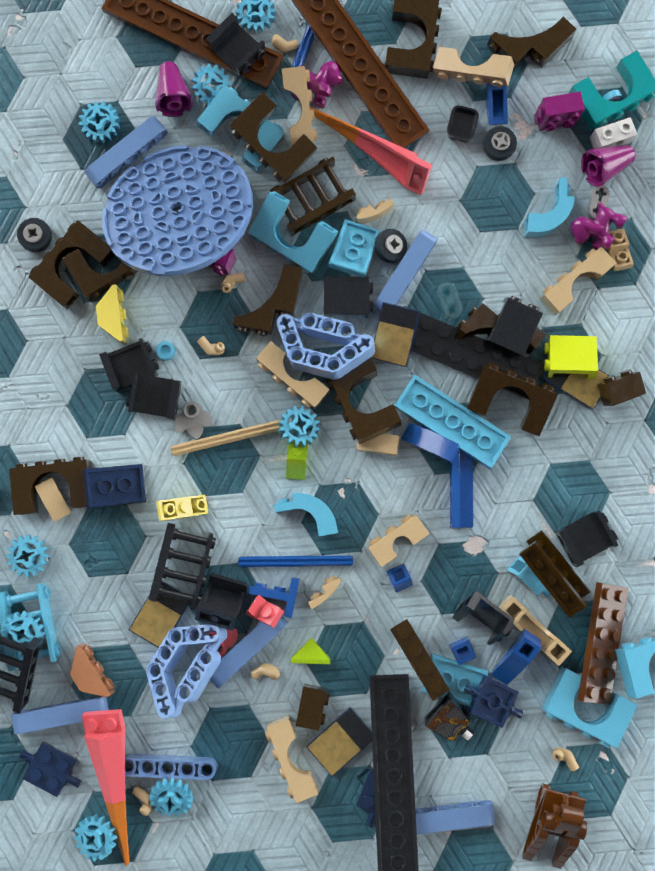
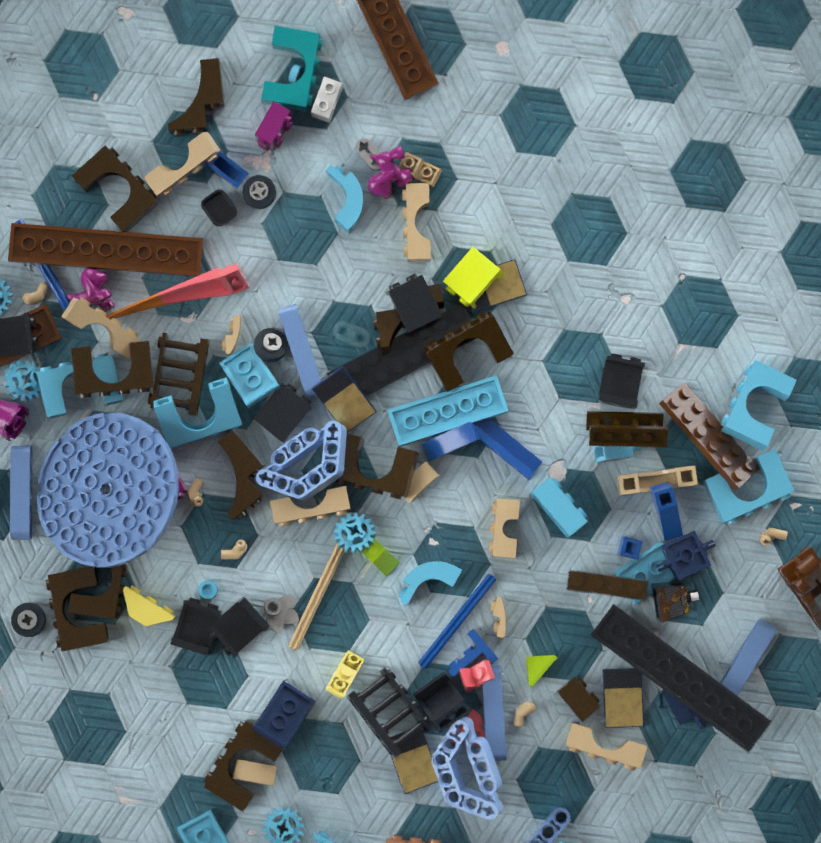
camera: 55 degrees left, 0 degrees up
(399, 578) = (535, 550): blue slope -> none
(449, 569) = (559, 506): none -> medium azure brick
(486, 613) = (615, 506): black panel -> none
(606, 162) = (344, 123): magenta cone -> none
(621, 388) = (528, 260): dark brown brick -> none

